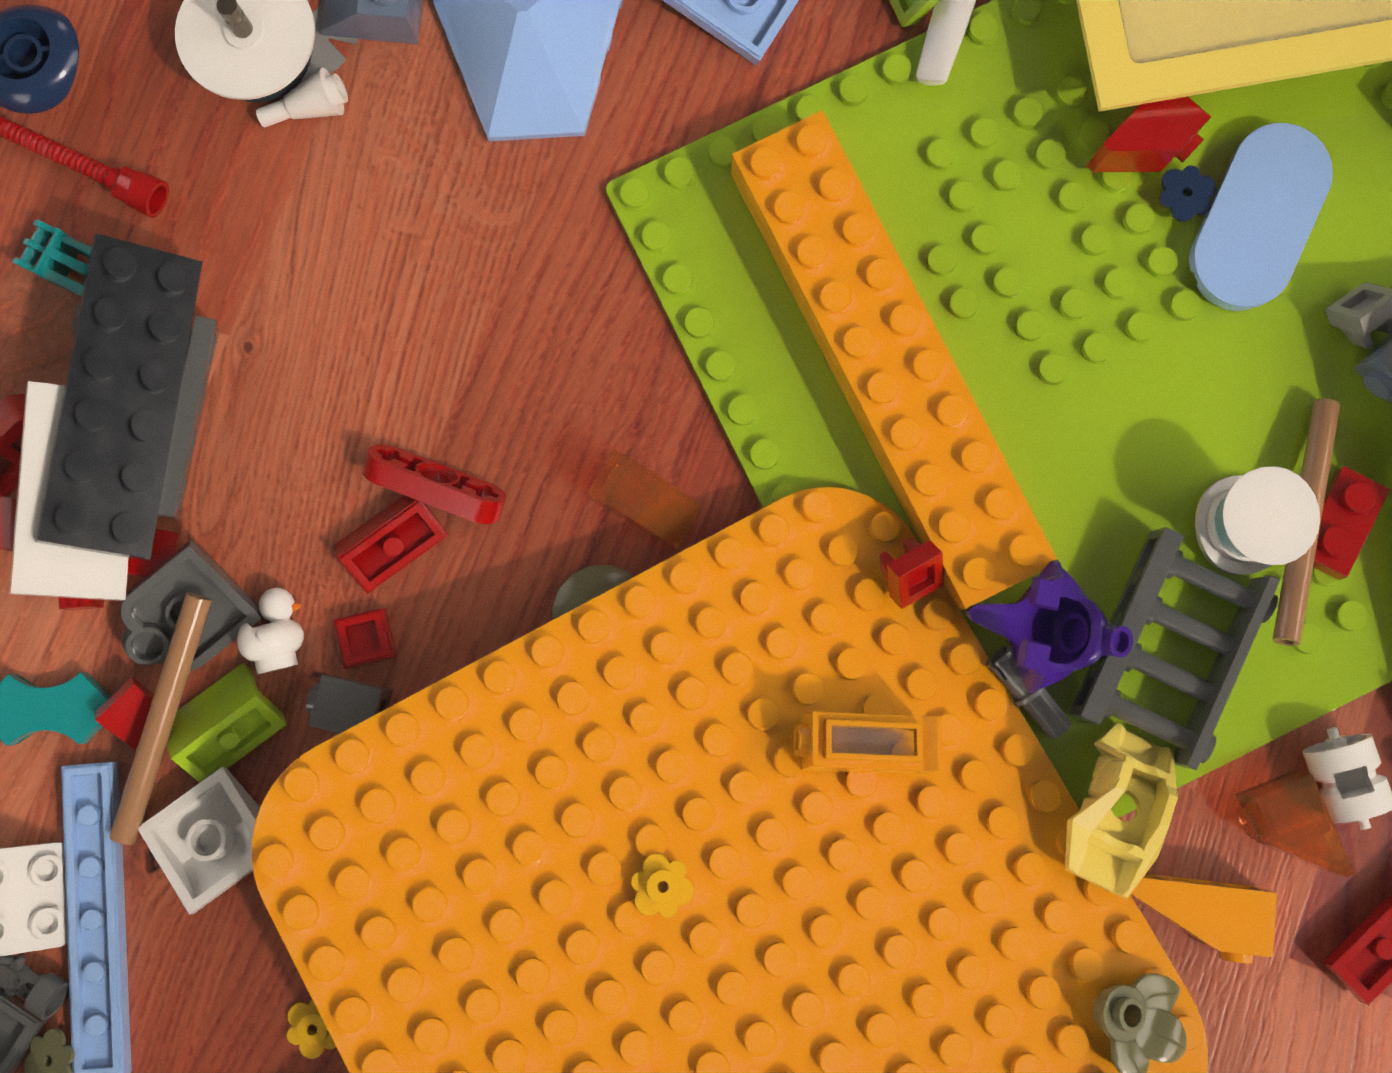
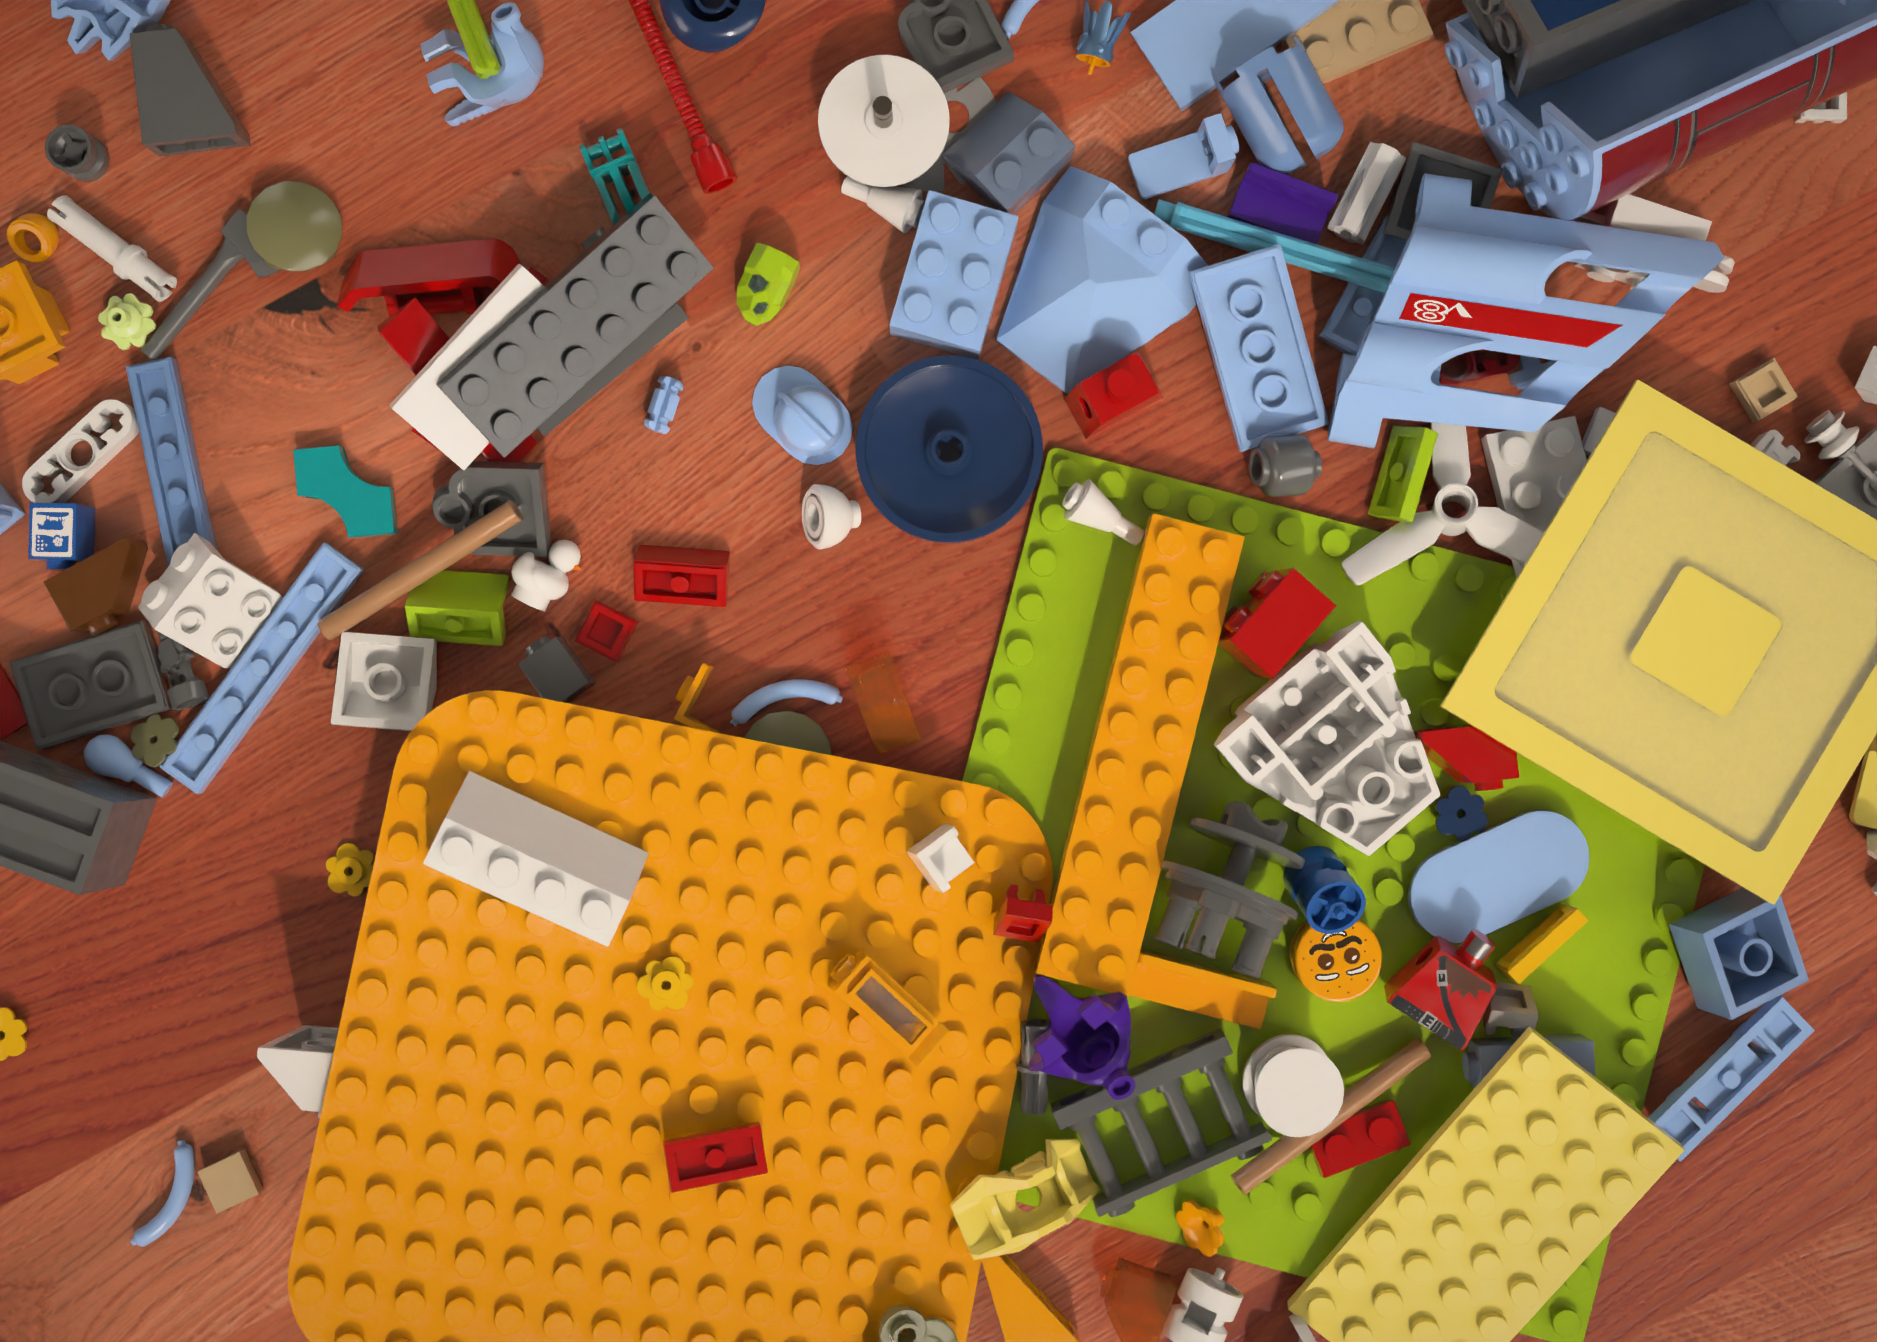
camera: 35 degrees right, 5 degrees up
(126, 712) = (400, 544): red tile -> none
(257, 413) = (663, 404): none -> light blue piece
(260, 244) = (765, 283): none -> lime rock
(381, 328) = (802, 415): none -> light blue piece
(408, 111) = (953, 275): none -> light blue piece
(434, 484) = (753, 582): red beam -> none
(452, 871) = (537, 858): none -> white slope
(469, 387) = (828, 516): none -> white brick
(476, 624) = (688, 696): none -> light orange bracket
(522, 249) = (949, 449): none -> dark blue dish
(554, 562) = (784, 690): none -> light blue piece
(619, 89) = (1112, 395): none -> red torso
(679, 199) = (1090, 507): none -> white cone
(802, 580) = (940, 857): none -> white panel
(804, 40) = (1284, 465): none -> dark grey head
(833, 1001) = (715, 1157): none -> red plate
(906, 156) = (1273, 621): none -> red brick
(1039, 211) = (1335, 741): none -> white wedge
(1065, 403) = (1226, 896): none -> dark grey piece
(1111, 508) = (1201, 988): none -> light orange panel
(1138, 338) = (1325, 891): none -> blue wheel
(1192, 389) = (1336, 964): none -> light orange head
(1284, 707) = (1201, 1227): none -> light orange plant
(1304, 334) = (1446, 987): none -> red torso
(1345, 237) = (1541, 943): none -> yellow tile

